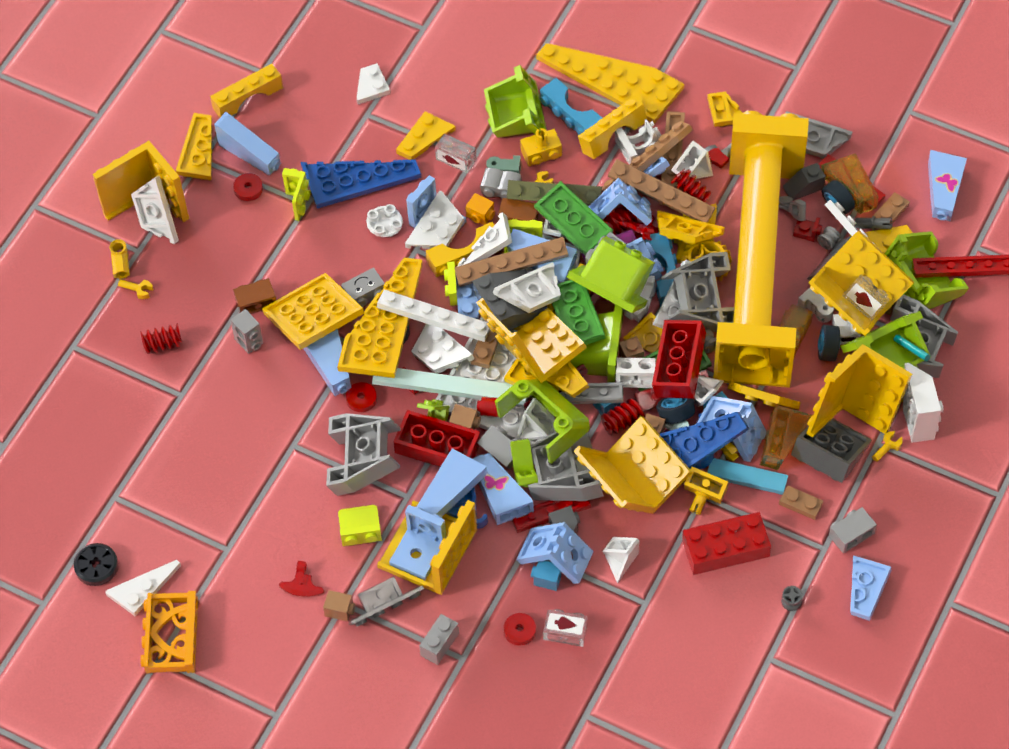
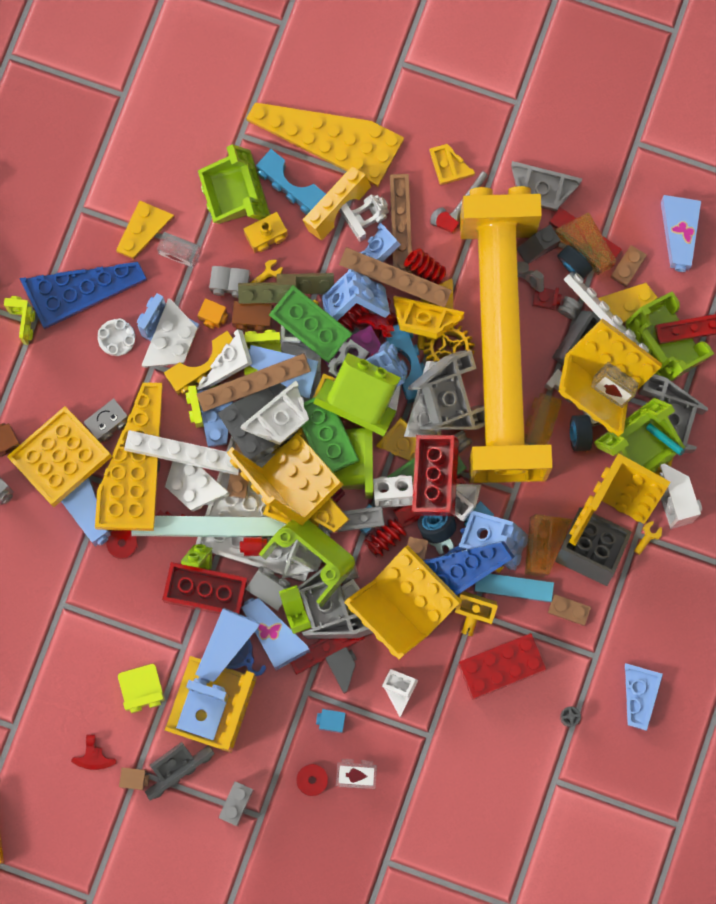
camera: 10 degrees left, 20 degrees up
(364, 451) = (134, 612): light grey wedge -> none
(371, 84) = (79, 172): white wing -> none
(465, 417) = (229, 562): medium nougat brick -> none
(512, 165) = (231, 260): sand green leg -> none
(555, 544) = (337, 696): light blue bracket -> none
(631, 348) = (385, 464): medium nougat brick -> none
(658, 149) = (383, 228): medium nougat plate -> none
(695, 159) = (423, 236): white slope -> none
(769, 398) = (520, 500): yellow wing -> none
(852, 529) = (621, 636): light grey brick -> none
(873, 223) = (612, 285): dark grey axle -> none

